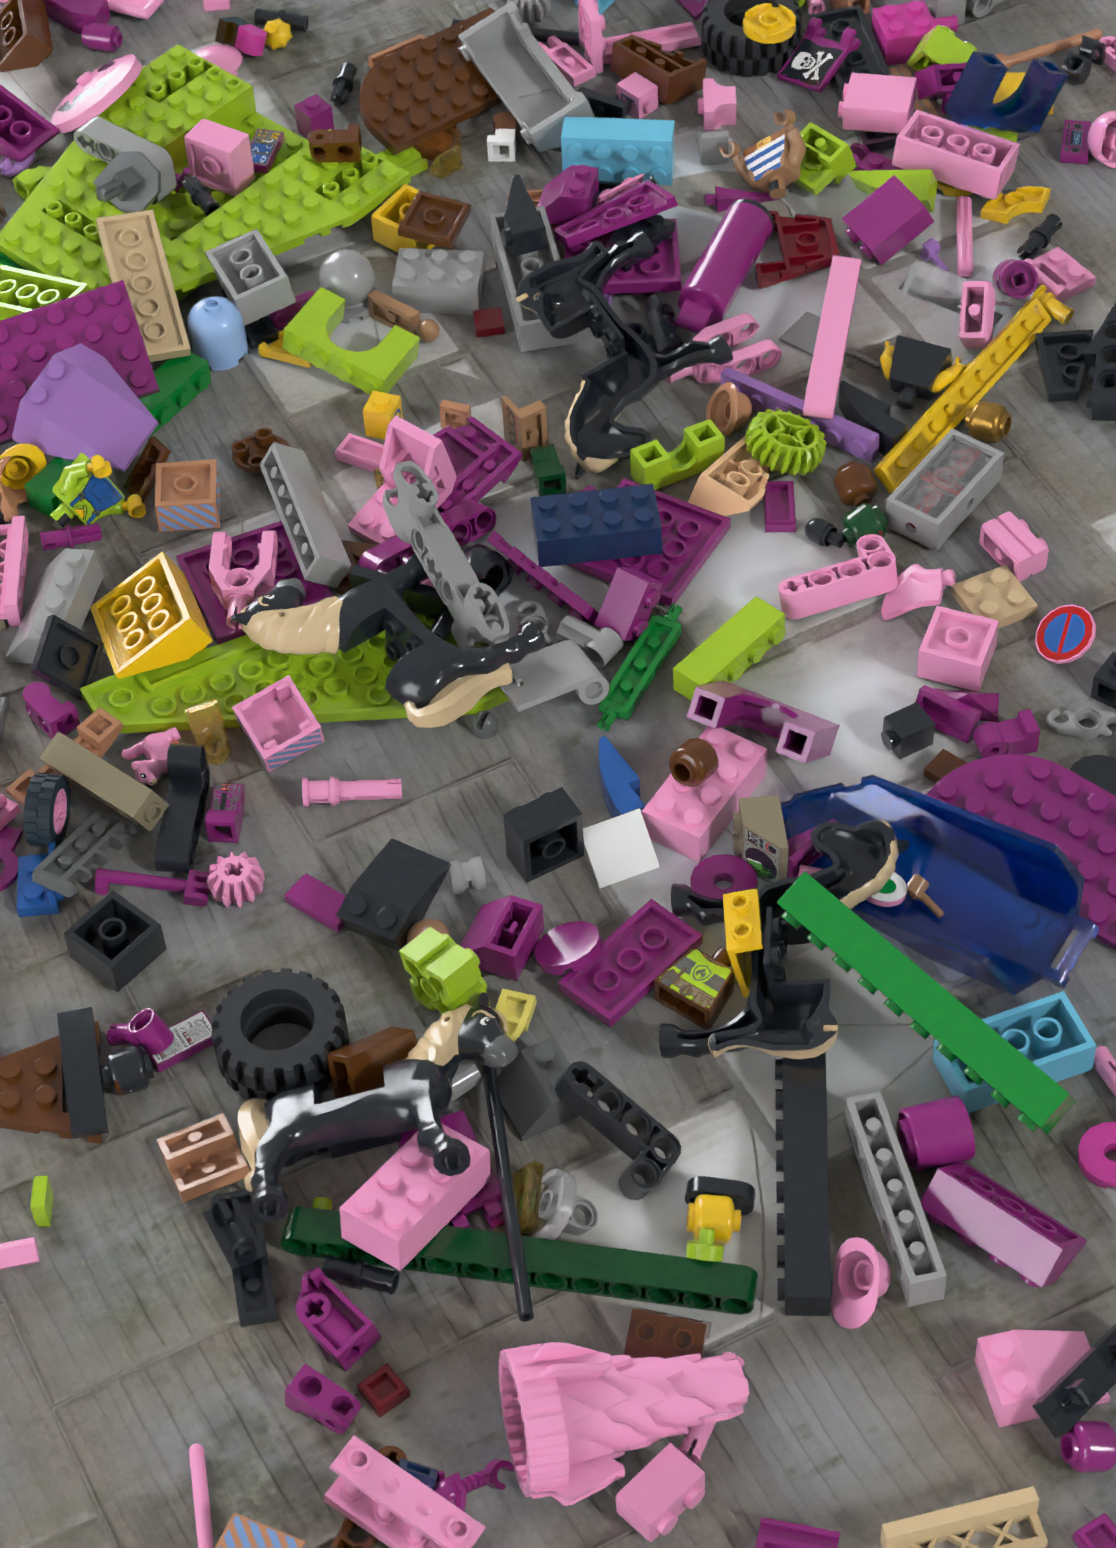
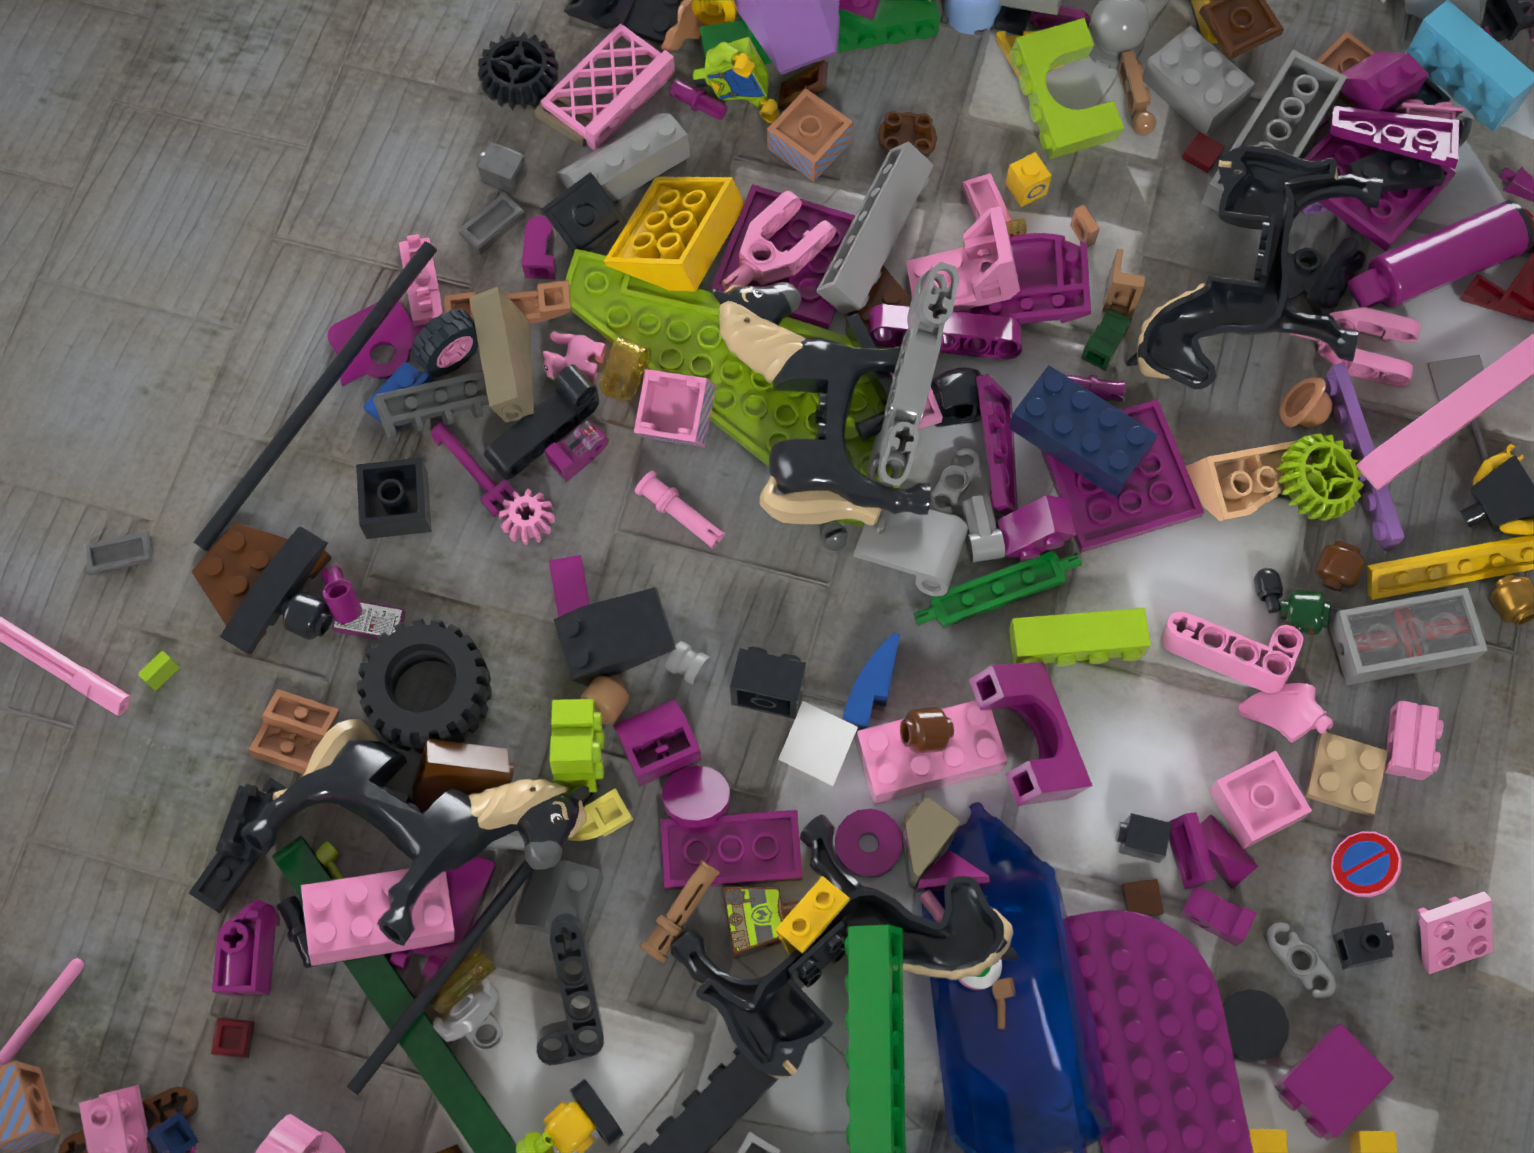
camera: 40 degrees right, 20 degrees up
(321, 1399) = (180, 1010): magenta leg -> none
(522, 223) = (1305, 80): black slope -> none
(641, 1037) = (671, 925): none -> medium nougat pin
(698, 450) = (1238, 424): lime arch -> none
(779, 507) = (1260, 530): magenta tile -> none
(872, 414) = (1419, 512): black slope -> none

